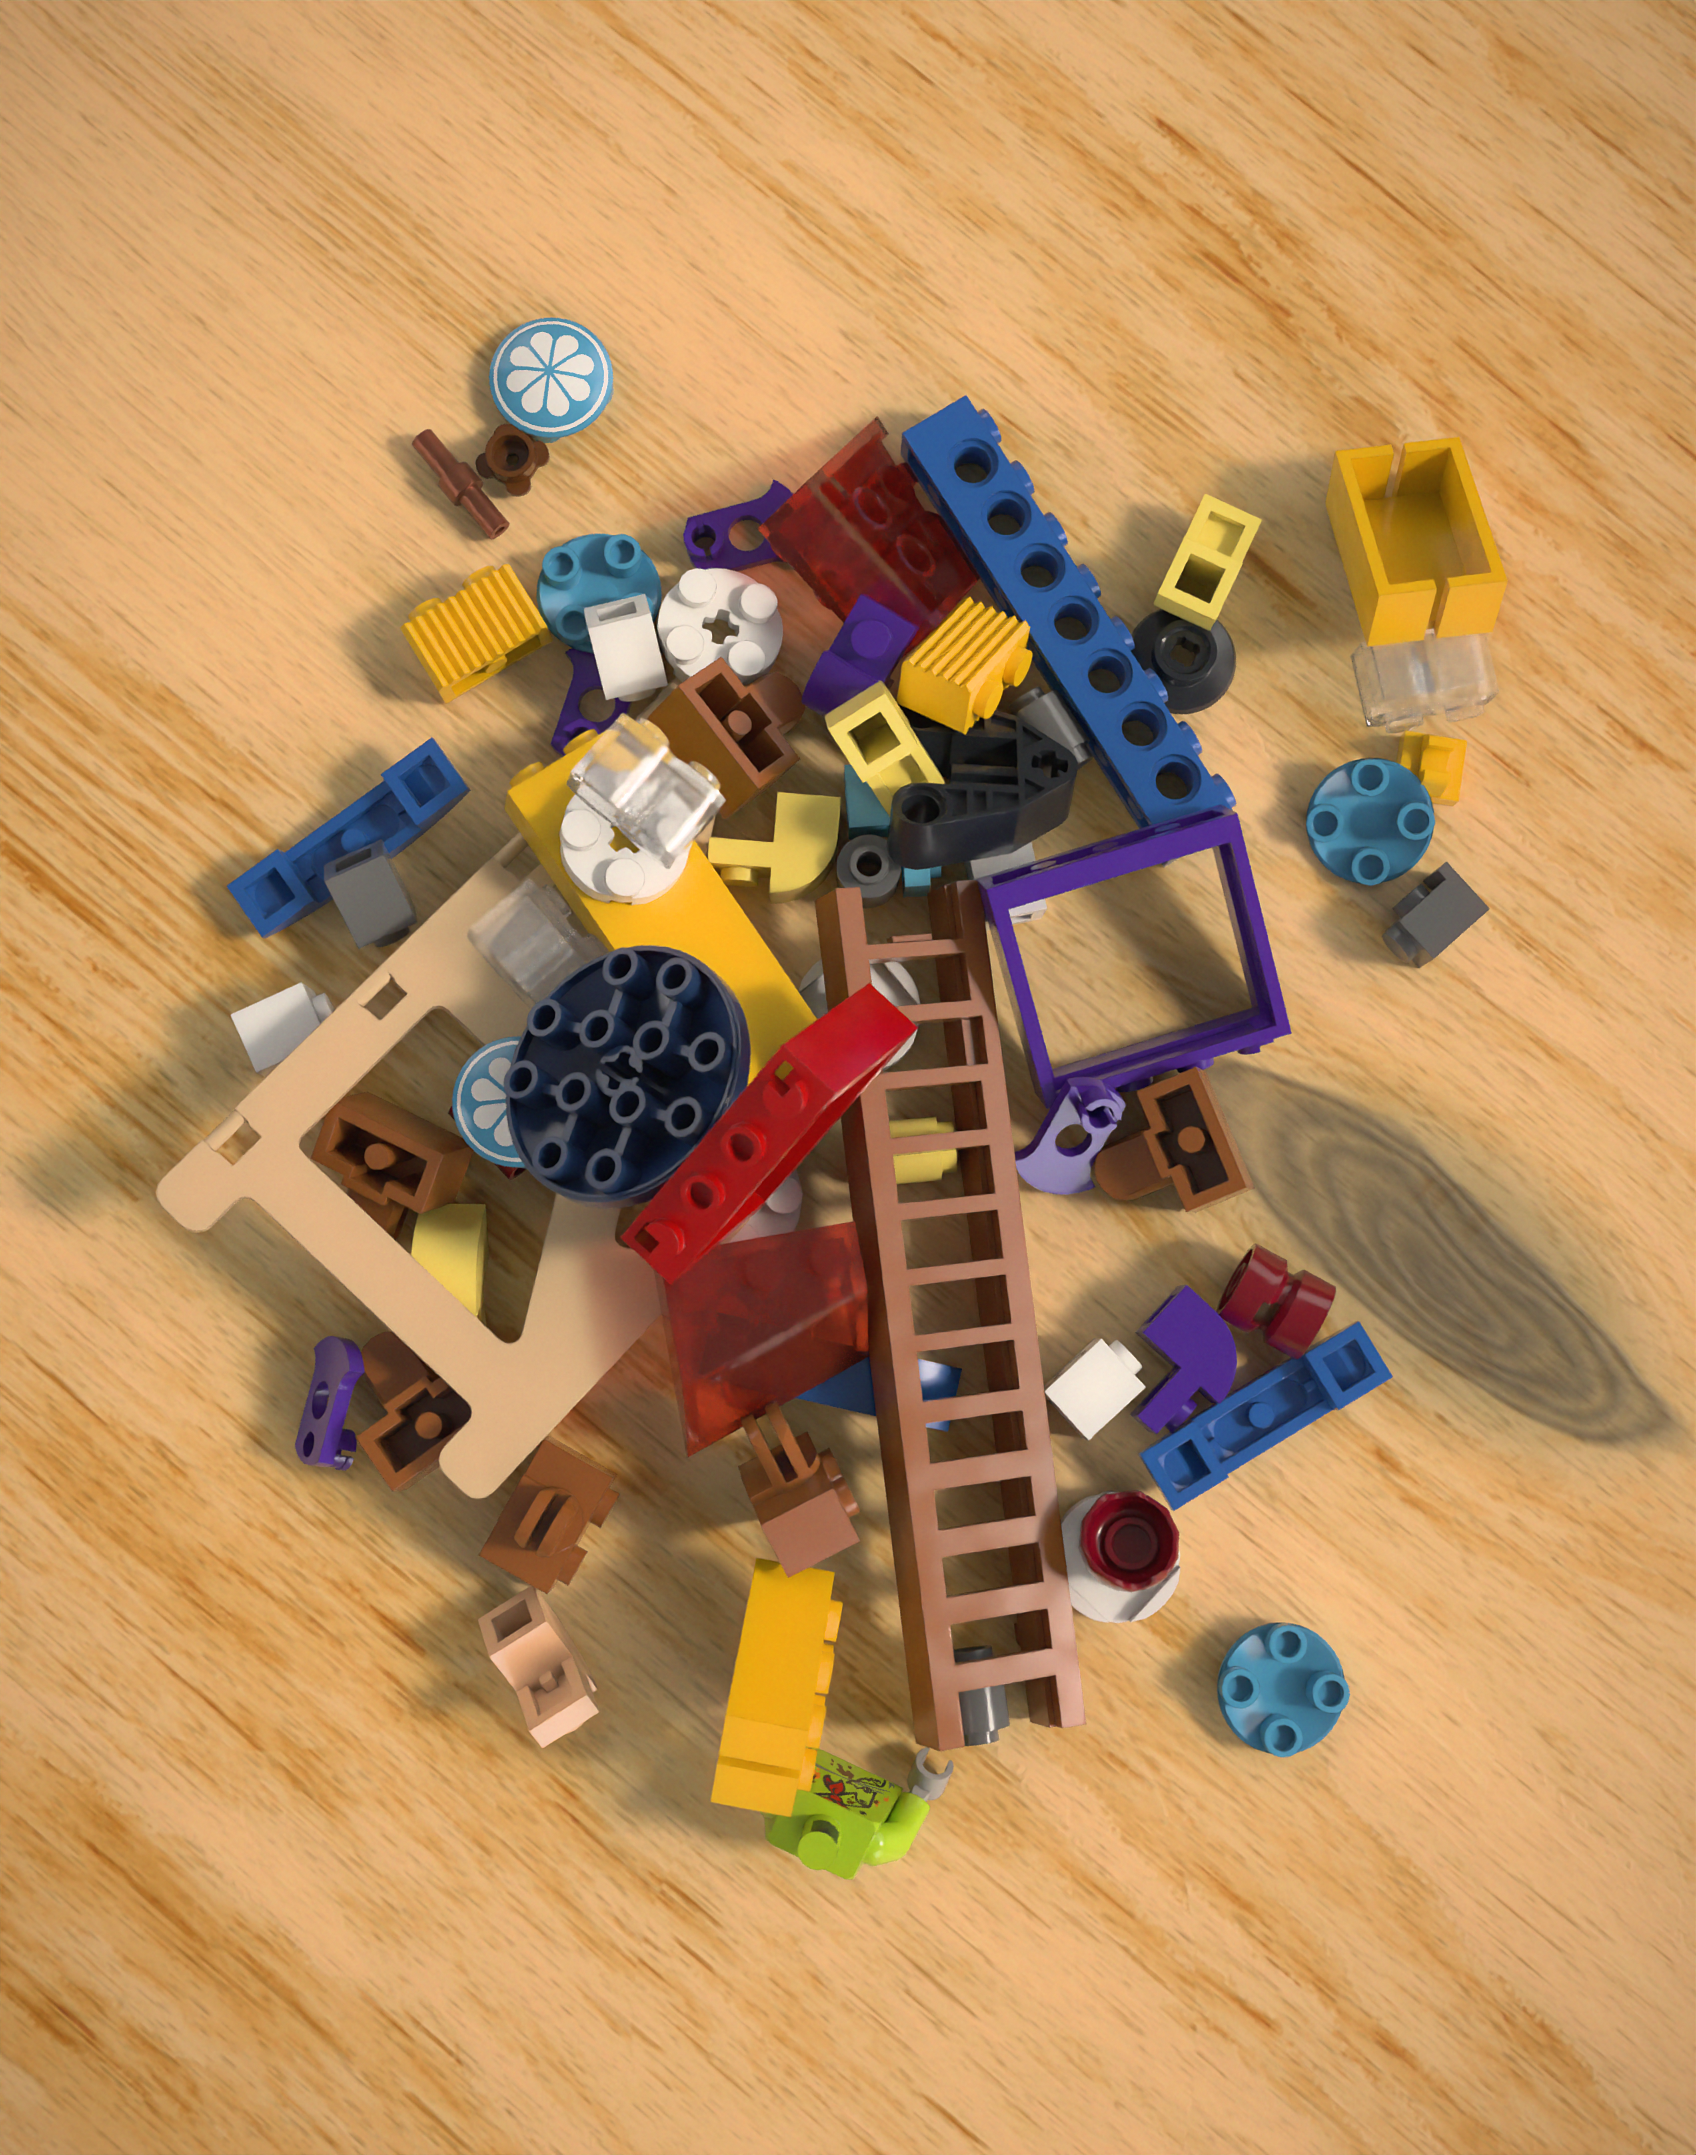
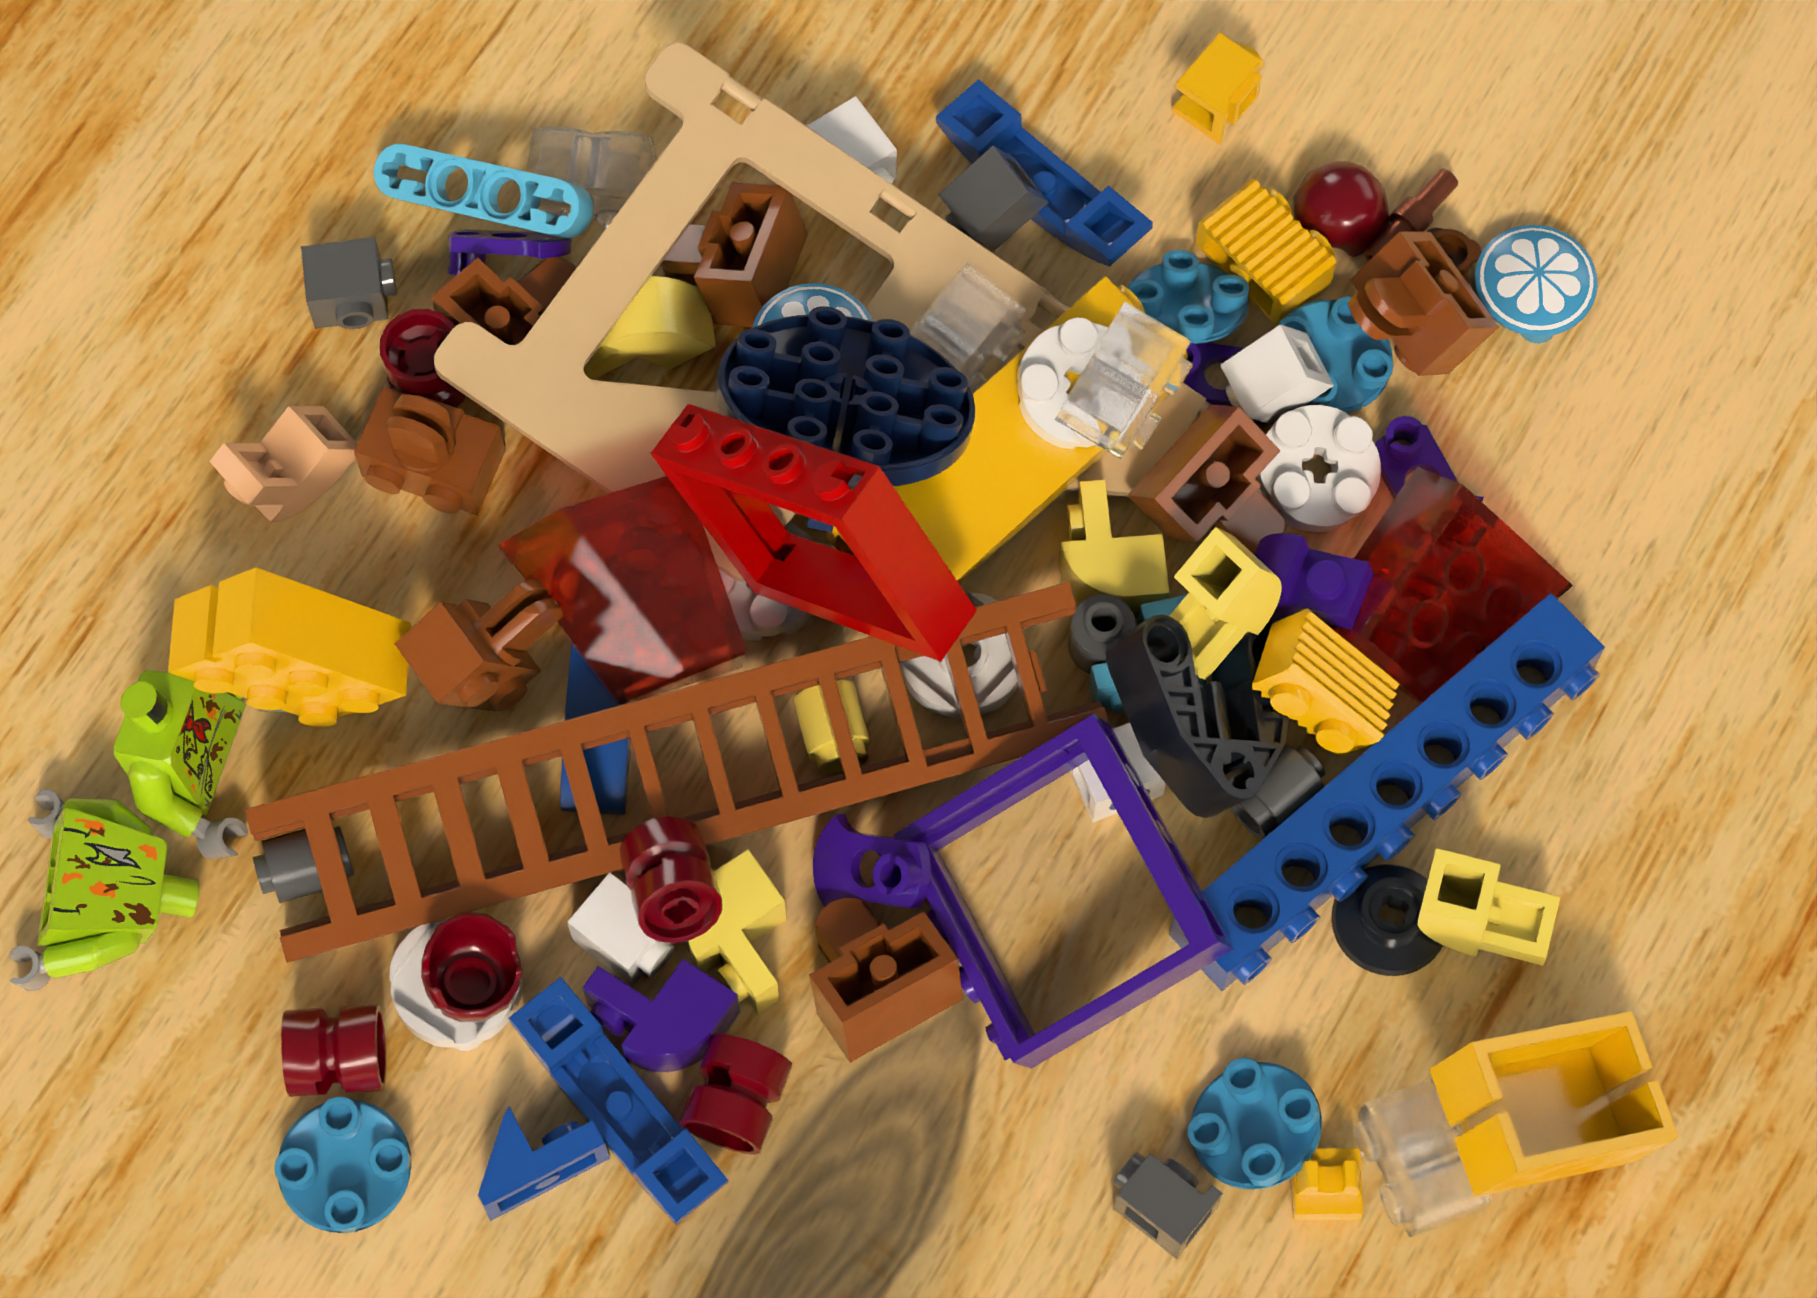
camera: 85 degrees right, 15 degrees down
(260, 1420) = (483, 190): none -> medium azure beam
(263, 1307) = (601, 162): none -> clear brick
(280, 641) = (1219, 86): none -> yellow window
(342, 1578) = (347, 283): none -> dark grey brick
(435, 549) = (1343, 205): none -> dark red hair
(445, 1517) = (409, 353): none -> dark red wheel
(515, 720) = (1192, 297): none -> dark azure dish
(569, 492) = (1421, 304): none -> dark orange brick
(970, 1904) = (99, 888): none -> lime torso
(1082, 1331) = (670, 879): none -> dark red wheel
(1095, 1287) = (749, 911): none -> light yellow brick
(1173, 1689) = (333, 1050): none -> dark red wheel
(1319, 1515) = (519, 1174): none -> blue slope

